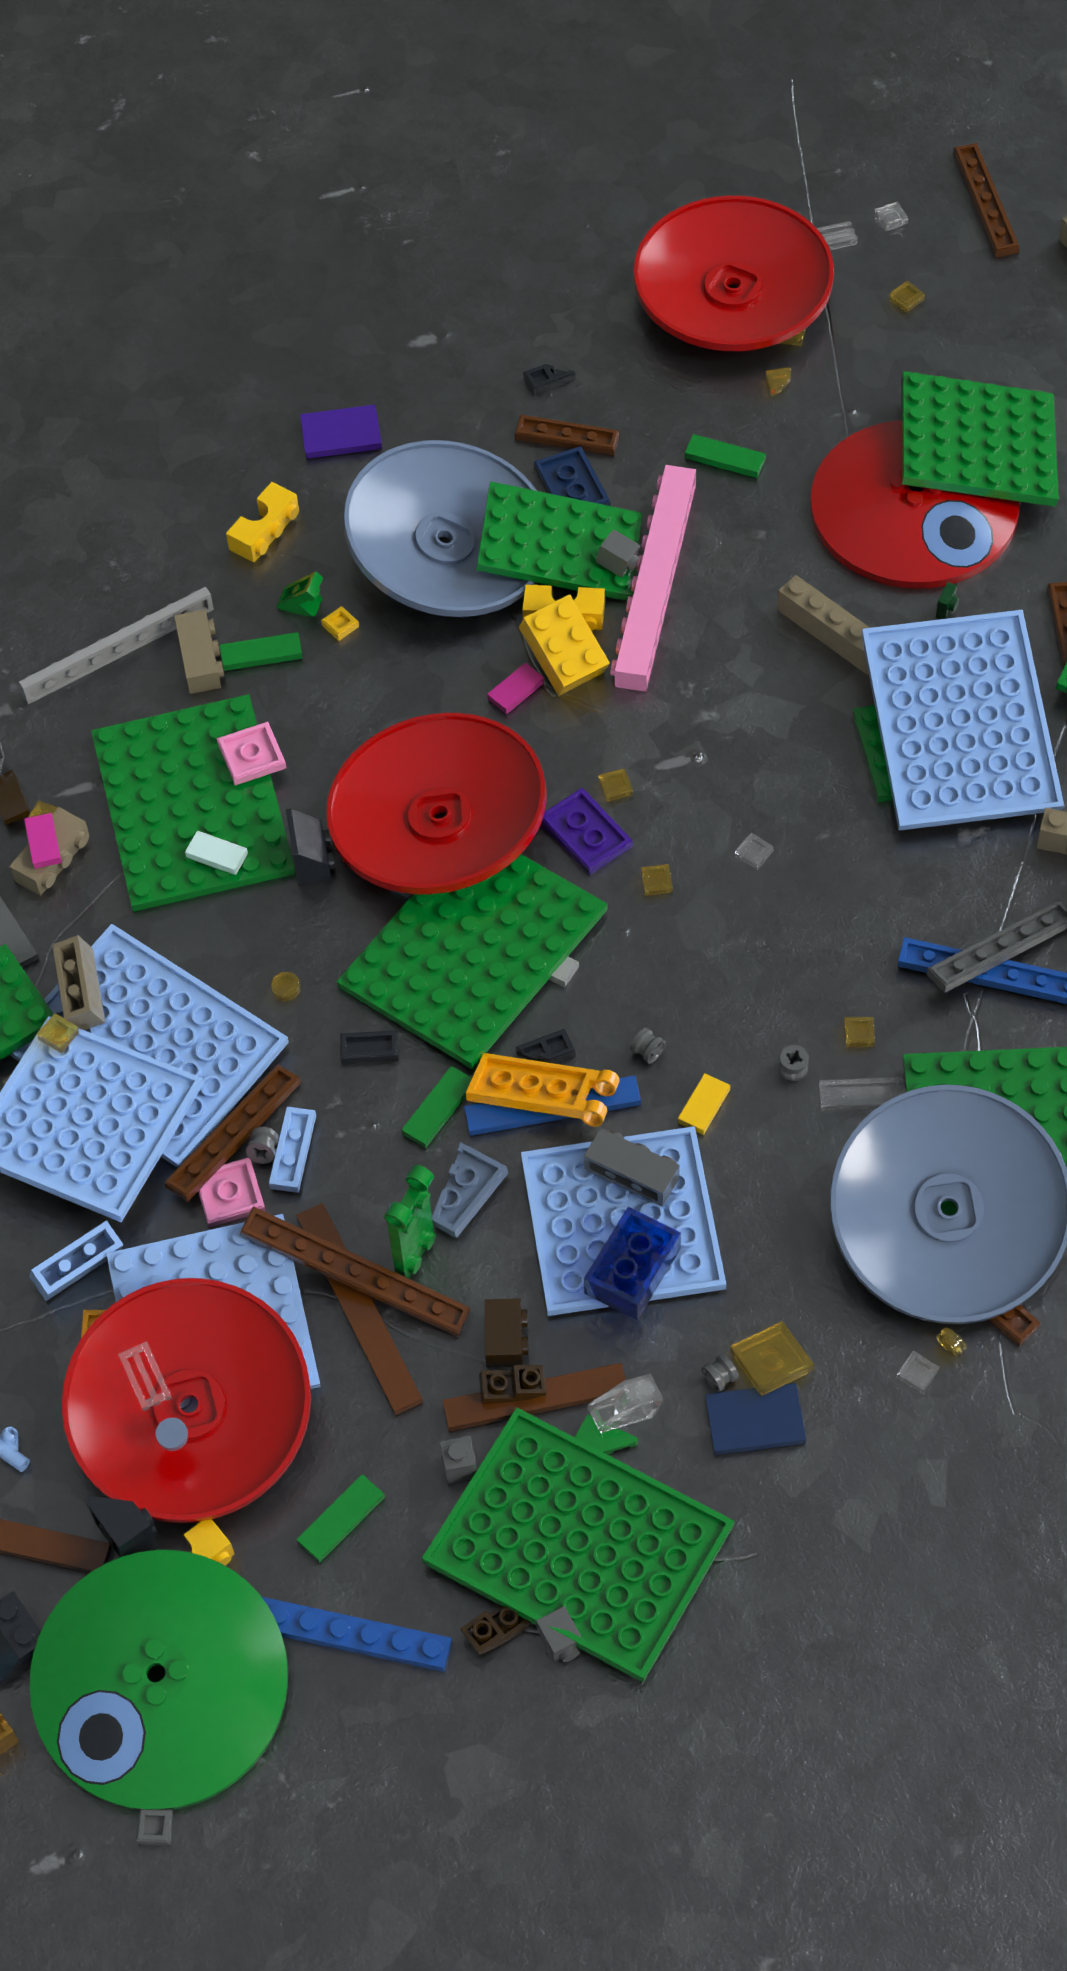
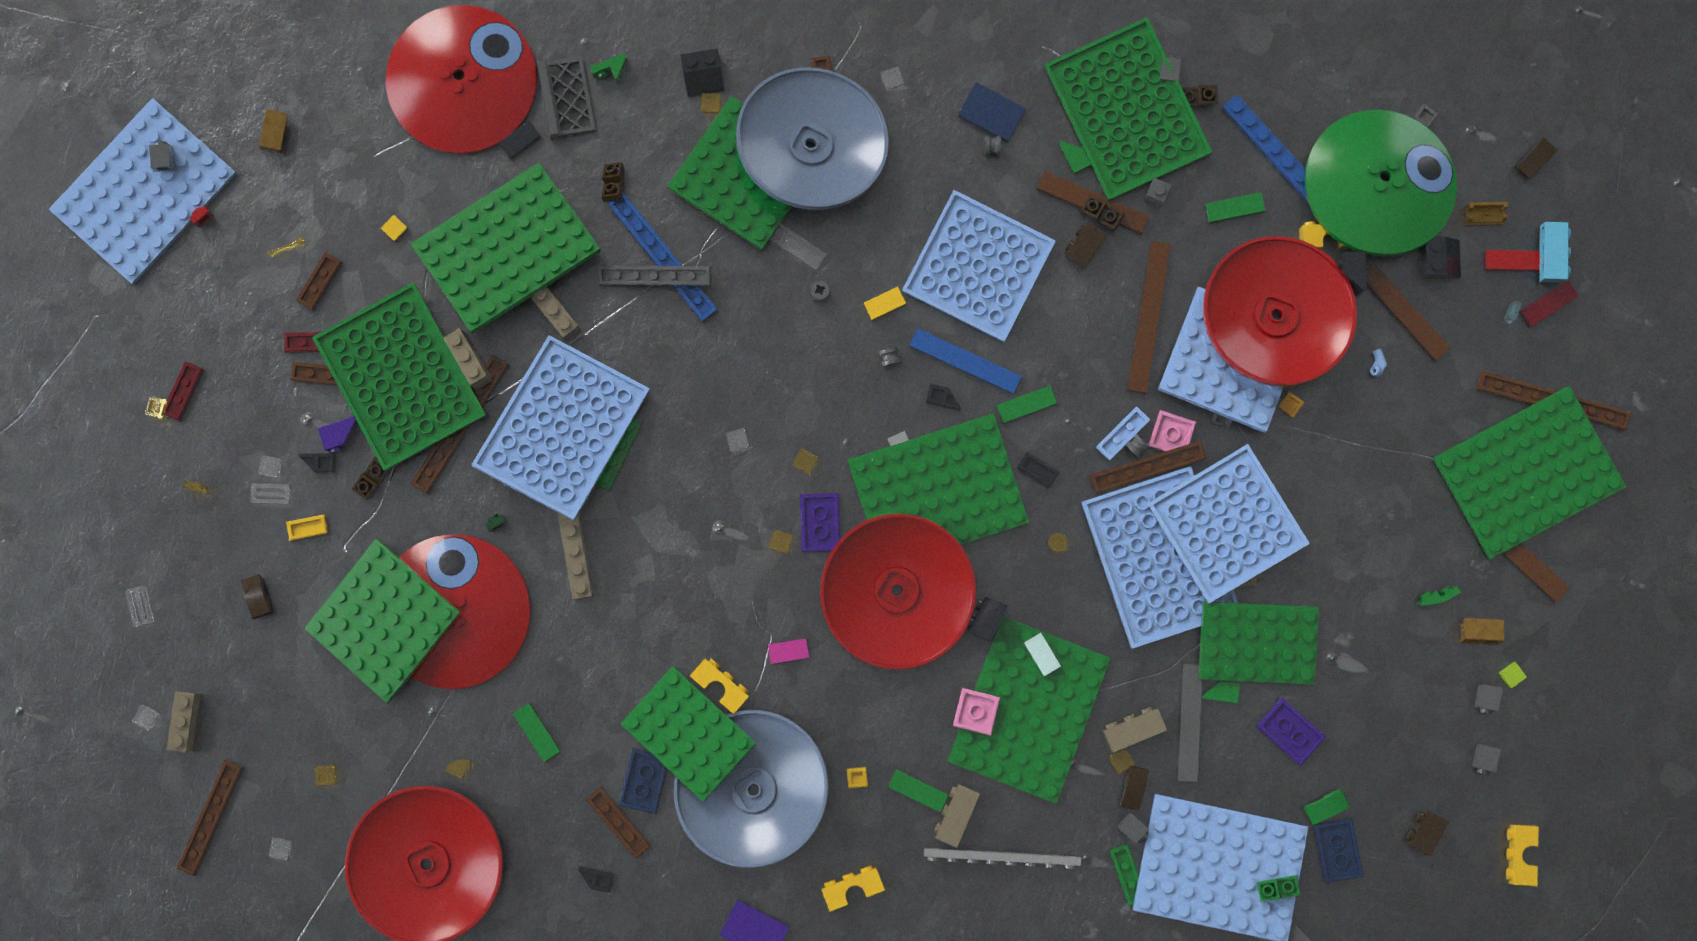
camera: 145 degrees left, 25 degrees up
(43, 840) = (1138, 731): dark pink tile -> none
(58, 1033) = (1212, 582): clear yellow plate -> none
(75, 1261) = (1283, 444): light blue brick -> none
(78, 983) = (1179, 611): dark tan brick -> none
(155, 1399) = (1293, 348): clear tile -> none
(171, 1434) = (1301, 293): sand blue tile -> none
(302, 596) = (868, 813): green slope -> none
(355, 1271) = (1142, 330): reddish brown tile -> none
(411, 1223) = (1098, 322): green hinge -> none
(468, 1188) = (1046, 342): sand blue wing -> none
(541, 1087) = (968, 371): light orange hinge -> none
(564, 645) = (744, 650): yellow brick -> none
(618, 553) = (664, 692): dark grey brick -> none
(626, 1403) = (1053, 160): clear slope -> none
(632, 1166) = (955, 285): dark grey brick -> none
(632, 1263) = (998, 226): clear blue brick -> none
(655, 578) = (650, 667): bright pink brick -> none
(772, 1358) = (960, 135): clear yellow tile -> none
(836, 231) = (317, 854): clear tile -> none
(859, 1032) = (769, 286): clear yellow tile -> none
(951, 1342) = (864, 78): clear yellow tile -> none

